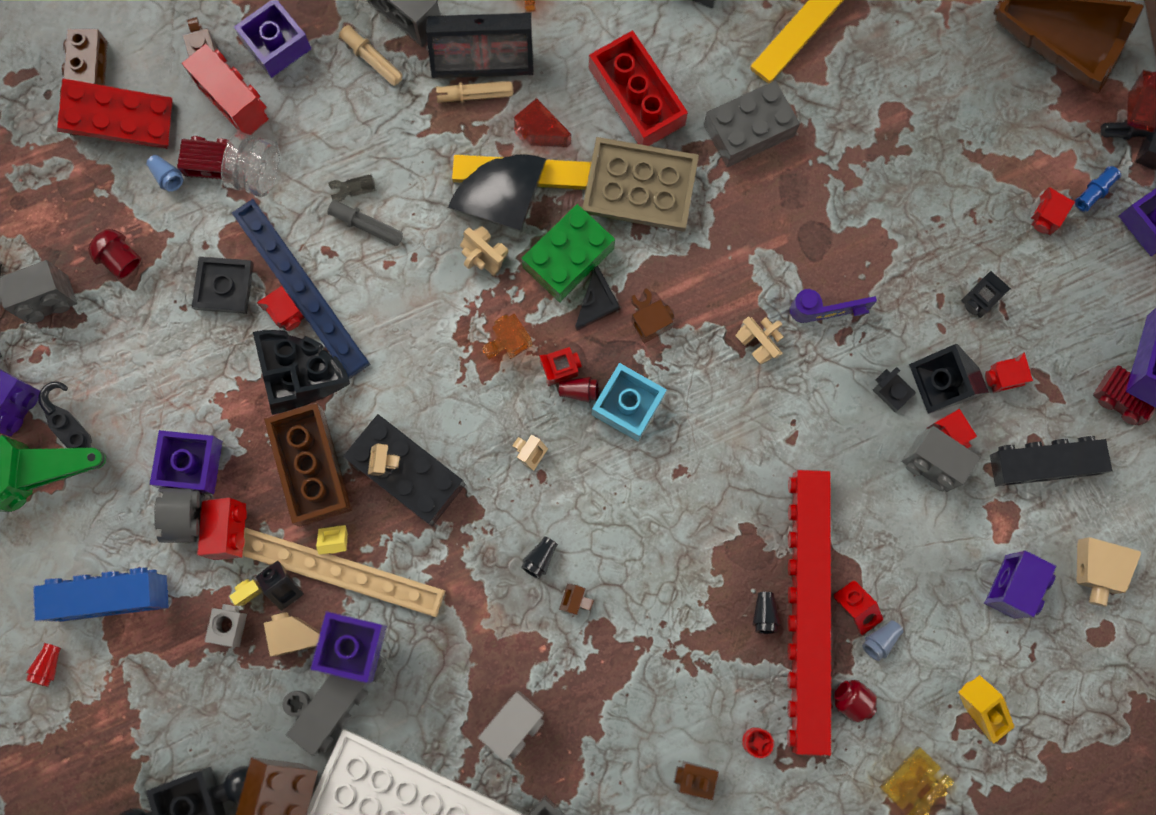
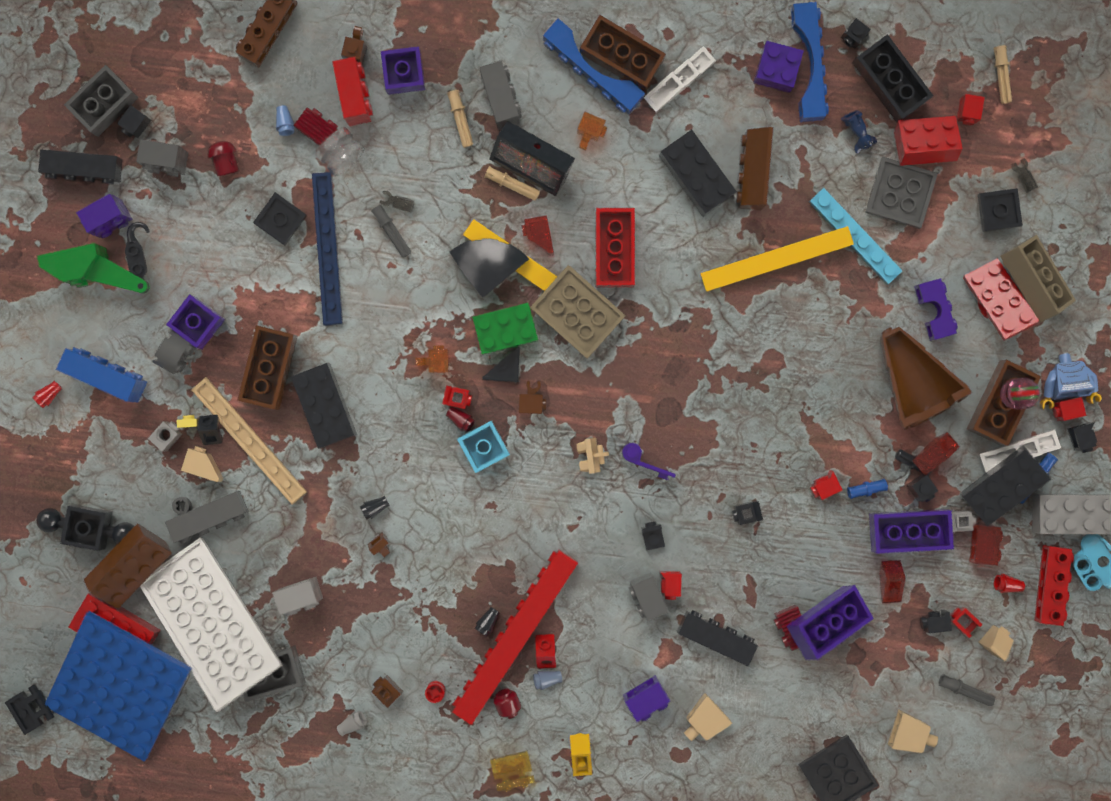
camera: 30 degrees right, 10 degrees up
(114, 114) = (273, 64): red plate -> none
(222, 529) = (194, 376): red brick -> none
(282, 309) = (307, 258): red window -> none
(296, 370) = (295, 301): black brick -> none
(332, 539) = (256, 421): light yellow plate -> none
(349, 647) = (228, 495): dark purple brick -> none
(380, 460) = (310, 395): tan tile -> none
(481, 253) = (450, 295): tan hips -> none
(531, 451) = (406, 439): tan tile -> none
(751, 123) = (674, 313): dark grey brick -> none
(947, 378) = (689, 551): black slope -> none
(1009, 374) = (728, 570): red window -> none

